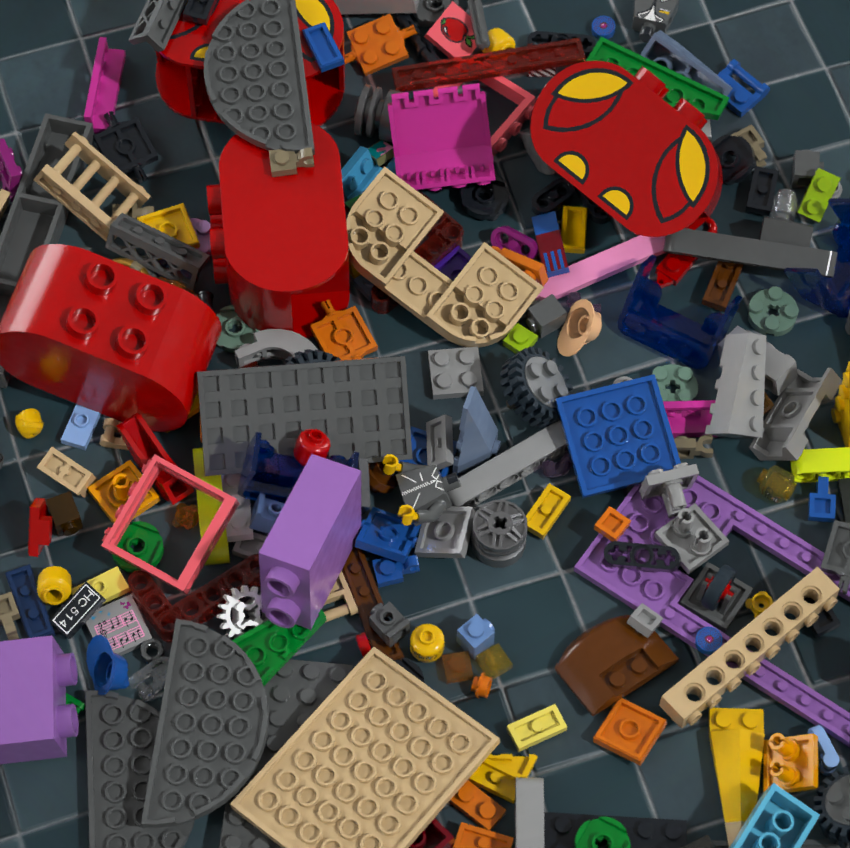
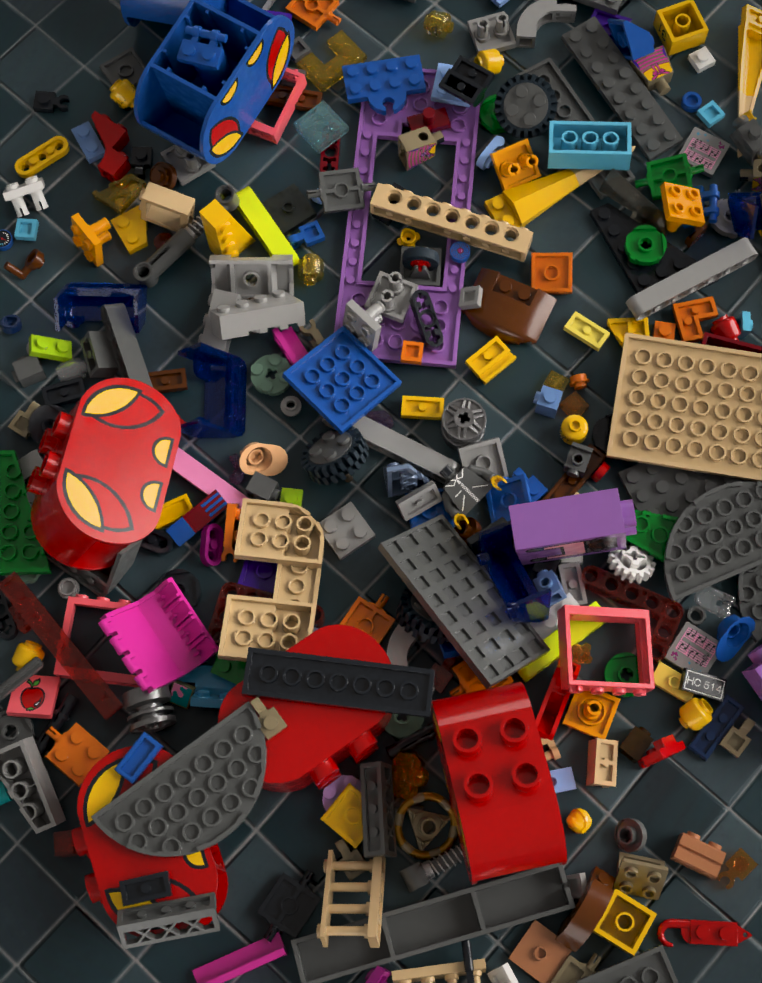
camera: 115 degrees left, 10 degrees up
(282, 233) = (338, 682): none -> black plate
(311, 442) = (488, 576): red head -> none
(561, 609) = (490, 360): none -> yellow plate
(772, 299) = (163, 328): sand green plate -> none

